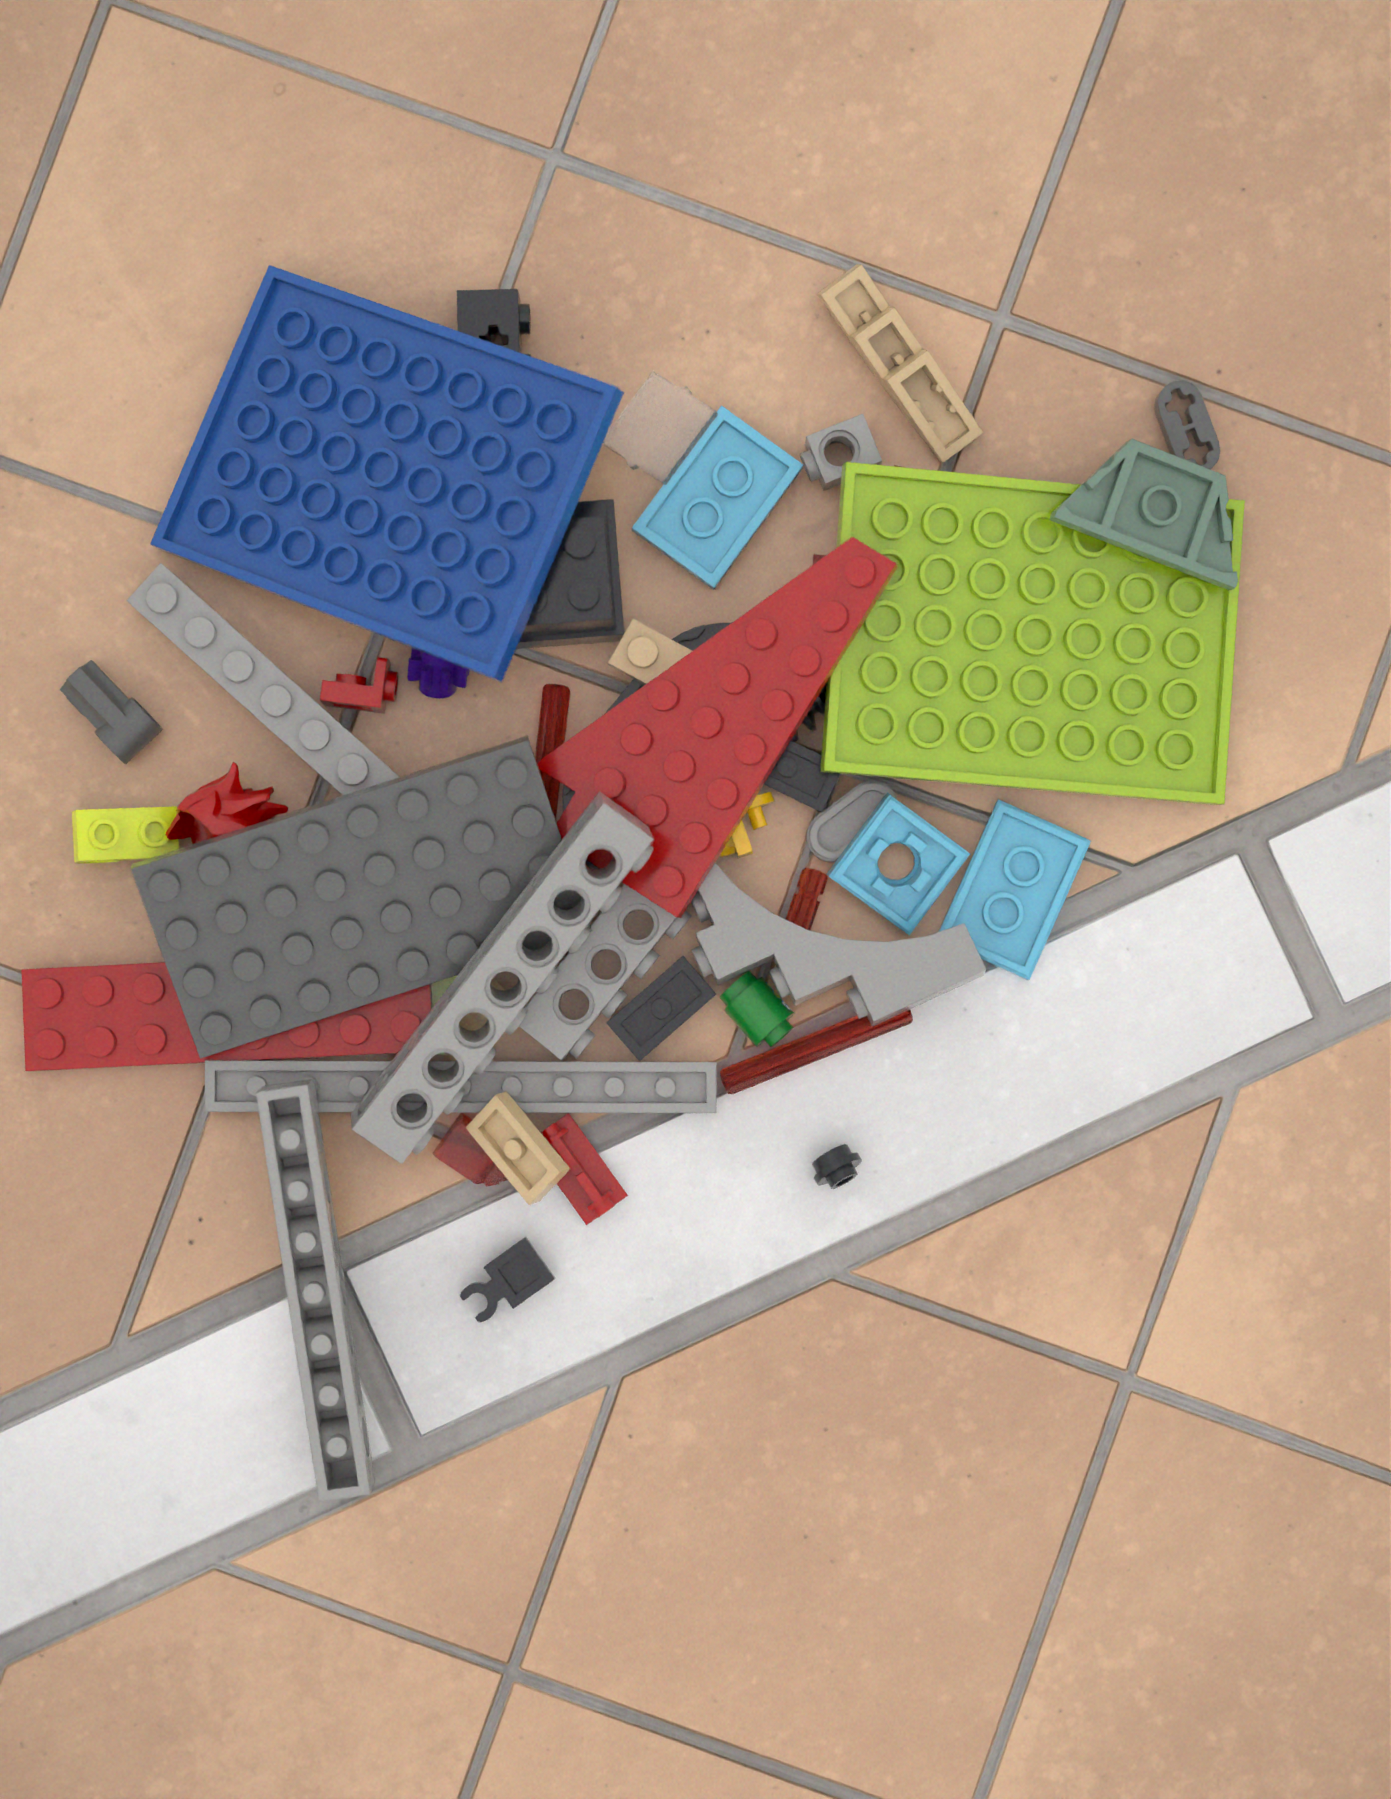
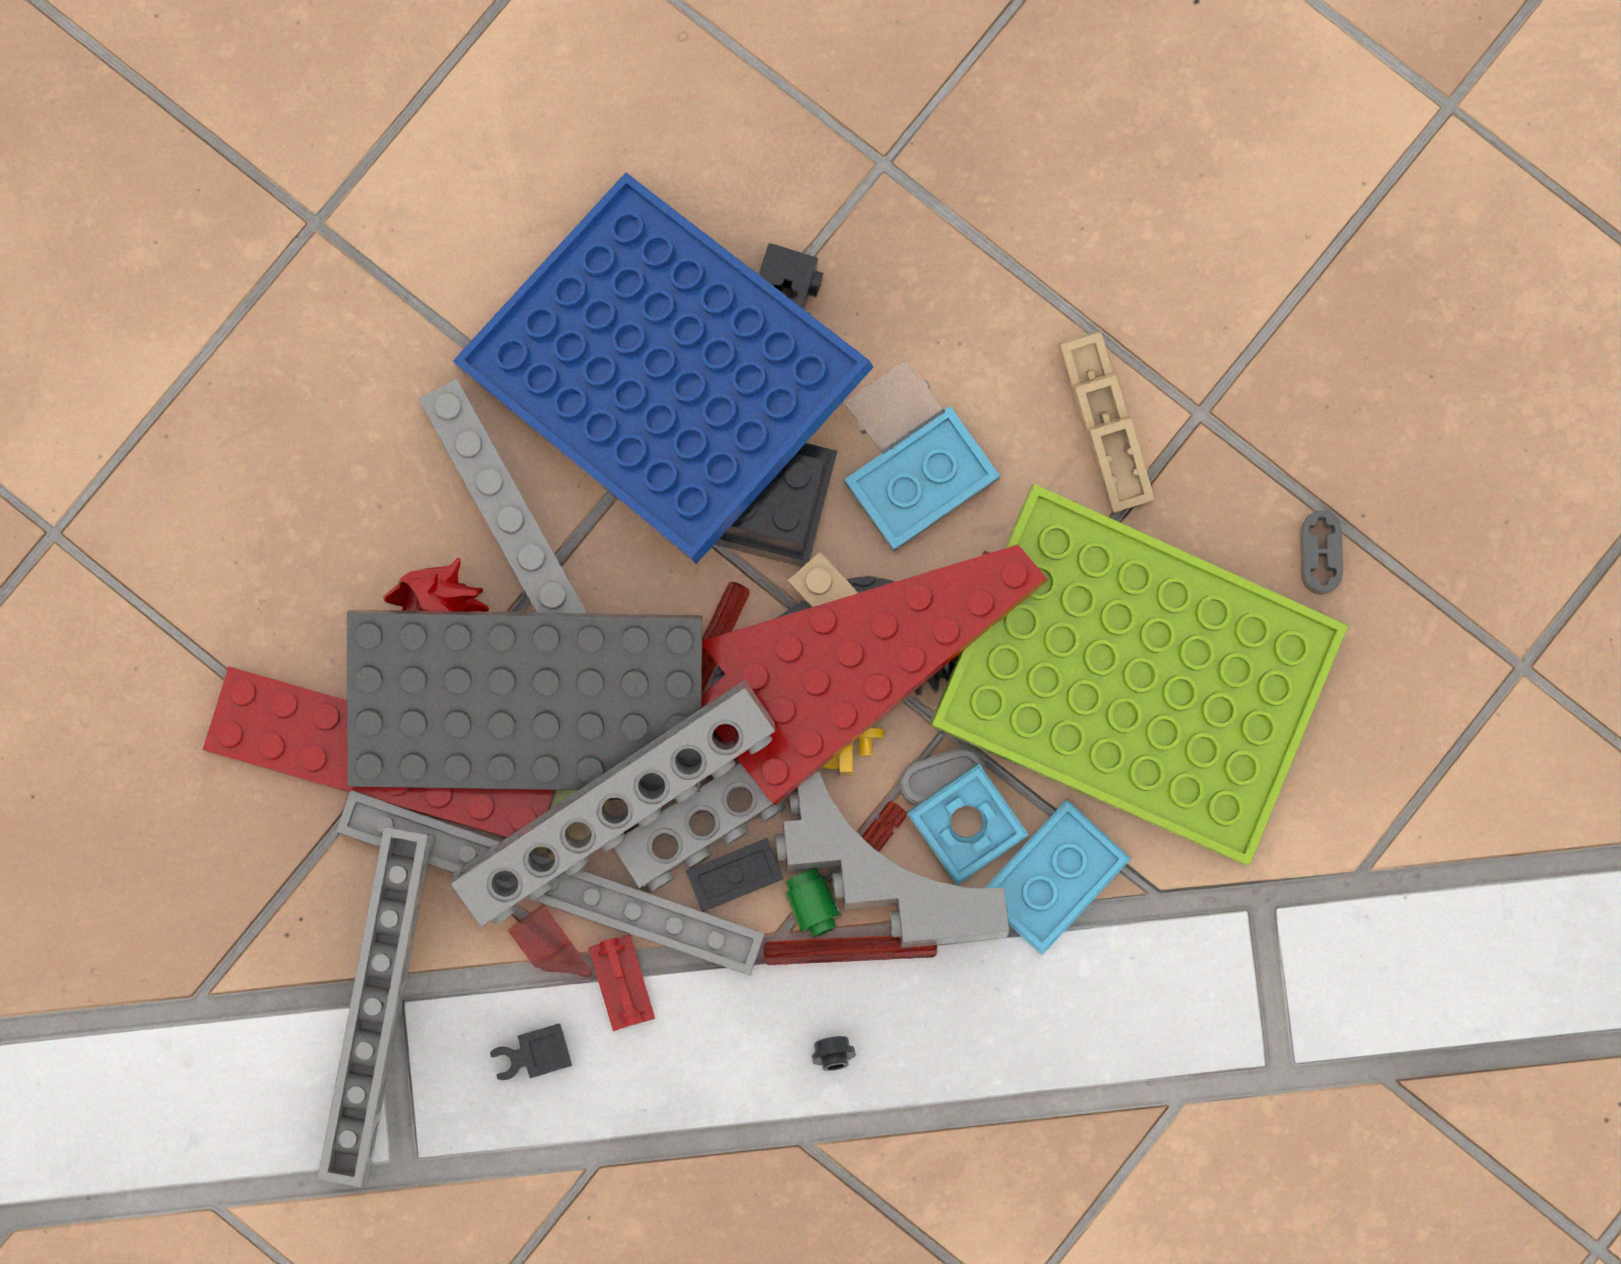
camera: 15 degrees right, 5 degrees down
(119, 720) = (377, 492): dark grey piece -> none
(122, 834) = (347, 584): neon yellow plate -> none
(352, 693) = (574, 536): red bracket -> none
(435, 676) = (645, 542): dark purple gear -> none
(517, 1148) = (579, 947): tan plate -> none
(800, 778) = (910, 725): black plate -> none
(852, 433) = (1047, 462): light grey brick -> none
(1157, 510) = (1273, 608): sand green wing -> none

